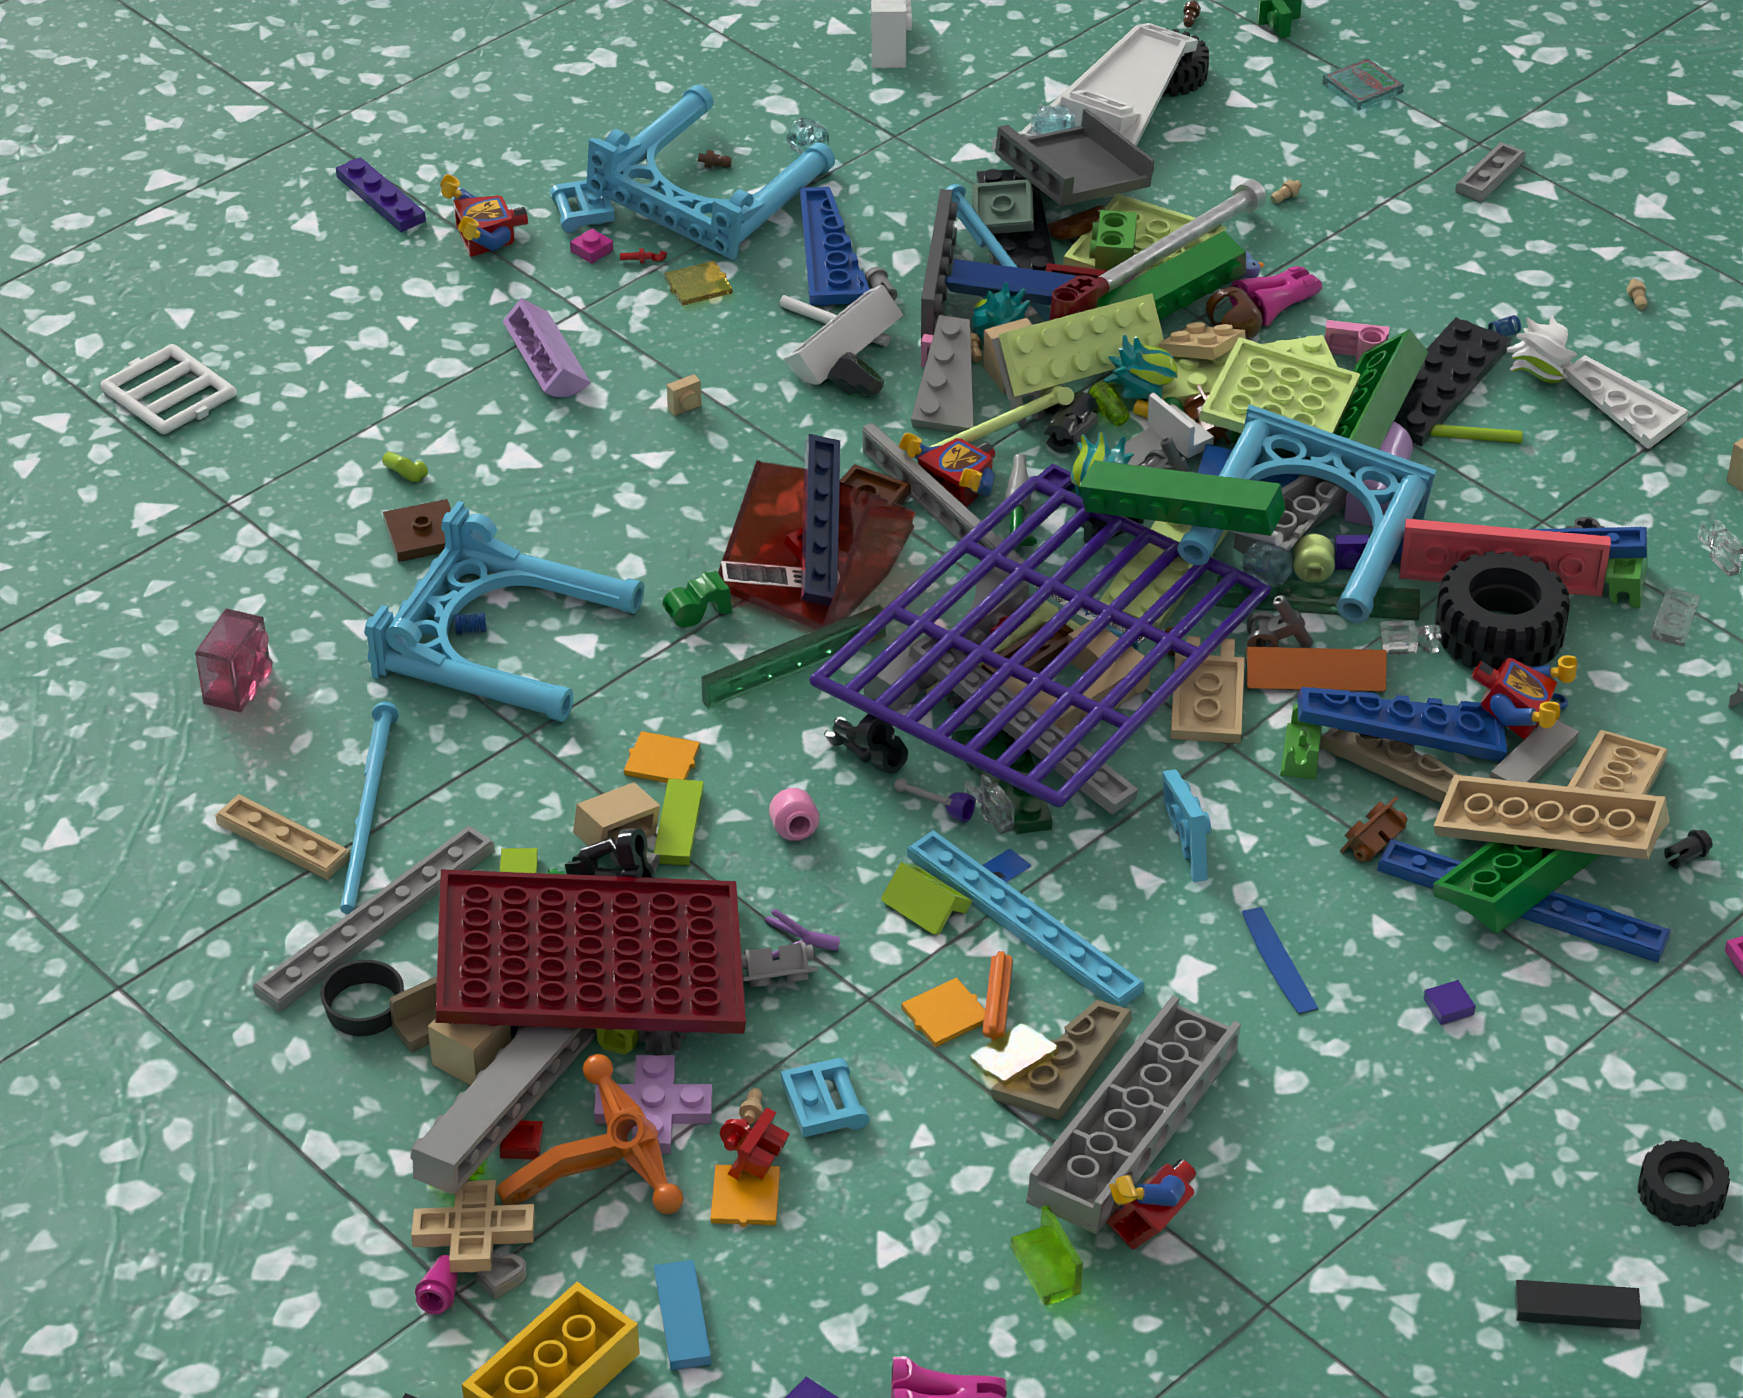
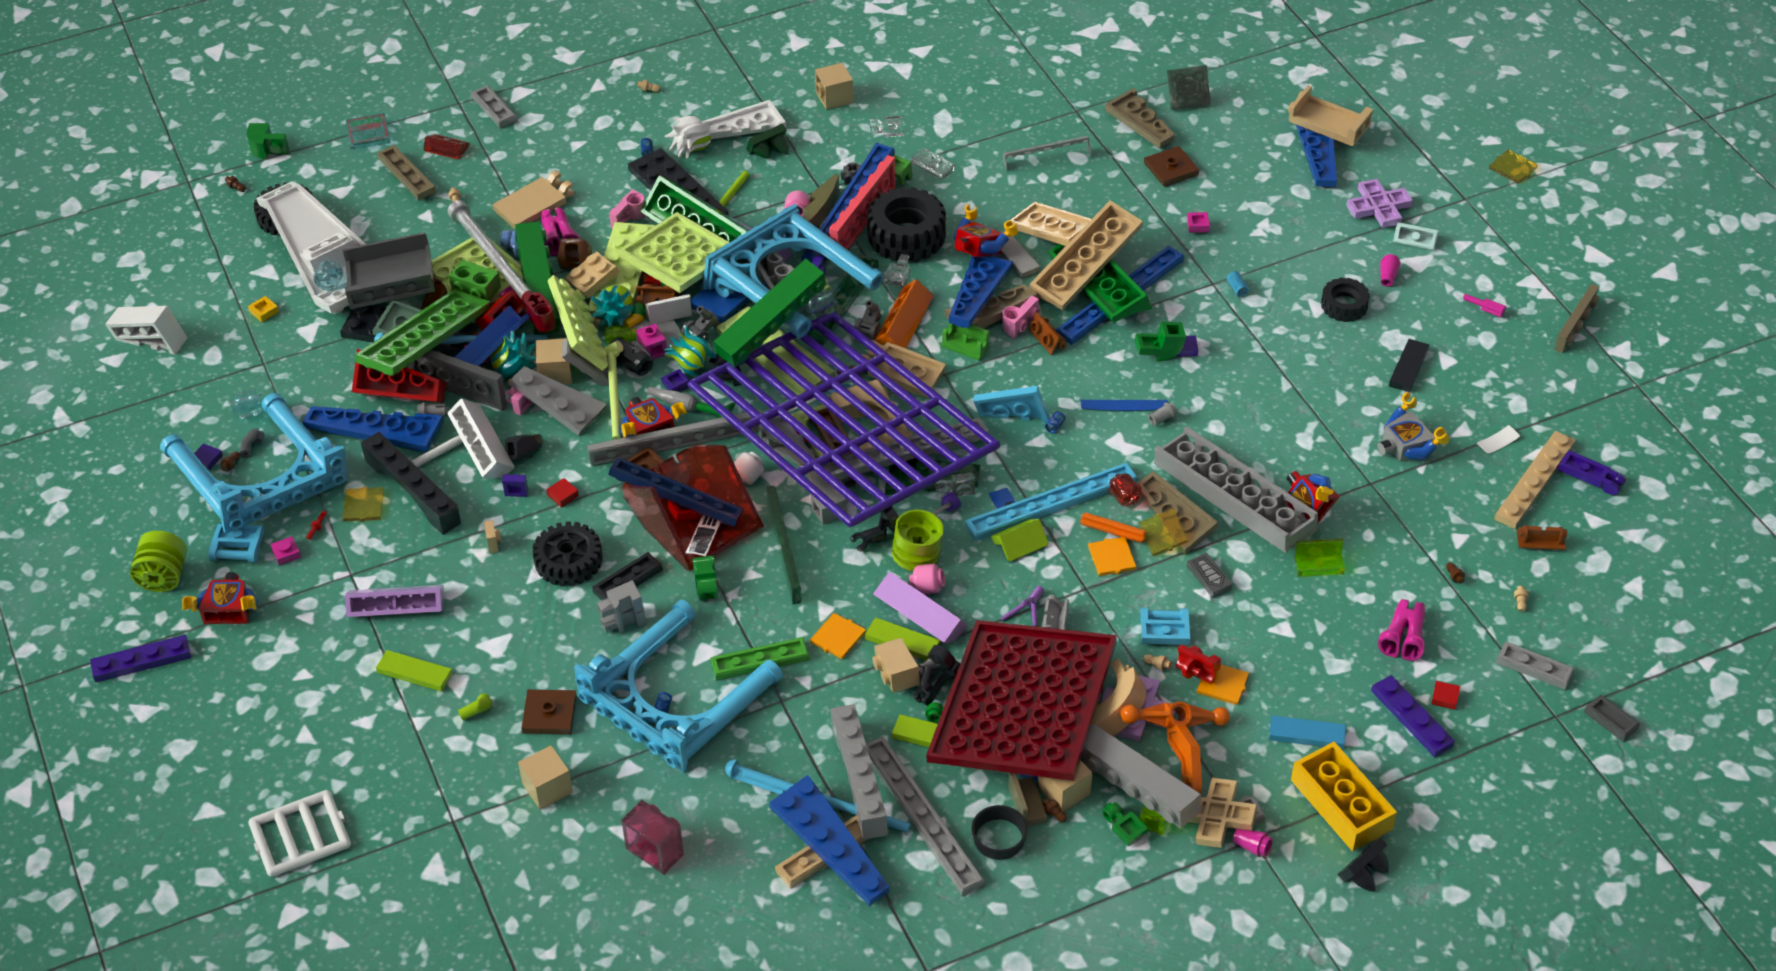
camera: 70 degrees left, 5 degrees up
(303, 547) = (545, 777): none -> tan head
(306, 812) = (819, 826): none -> blue wing
(348, 842) = (861, 776): none -> light grey arch
(417, 1126) = (1127, 827): none -> green plate
(424, 1055) = (1052, 808): none -> reddish brown piece
(444, 402) = (414, 670): none -> lime tile
(507, 149) = (158, 561): none -> lime wheel
(590, 693) = (749, 660): none -> bright green tile
(602, 534) = (622, 608): none -> light grey hips
(649, 1066) = (1129, 690): none -> tan arch
(675, 536) = (638, 571): none -> black tile
(686, 468) = (567, 553): none -> black wheel
(709, 332) = (434, 503): none -> black arch
(712, 139) = (208, 455): none -> dark purple tile
(736, 823) = (920, 609): none -> lavender brick
(751, 162) = (248, 440): none -> dark grey arm
(782, 389) = (515, 485): none -> dark purple plate
(794, 435) = (562, 492): none -> red tile
(851, 778) = (917, 539): none -> lime wheel
(901, 230) = (405, 384): none -> red wedge
(910, 573) = (749, 467): none -> white head
(956, 1132) = (1209, 575): none -> dark grey tile
(969, 211) = (422, 332): none -> bright green plate
(984, 104) = (263, 309): none -> yellow tile
(1075, 986) = (1125, 489): none -> clear red piece
(1113, 424) = (652, 340): none -> dark pink brick
(1176, 877) = (1056, 426): none -> blue piece
(1280, 1006) = (1162, 414): none -> light grey pin
(1301, 136) = (406, 172): none -> dark tan plate
(1327, 258) = (530, 201): none -> tan tile
(1376, 784) = (1017, 319): none -> bright pink plate
(1383, 154) = (445, 146): none -> clear red slope
(1391, 1320) = (1408, 436): none -> torso
(1423, 959) = (1164, 344): none -> green brick
(1477, 498) = (799, 198): none -> bright pink head
(1500, 514) = (822, 201): none -> olive slope
(1608, 436) = (761, 143): none -> dark green tile
(1636, 1028) = (1239, 284): none -> medium azure piece

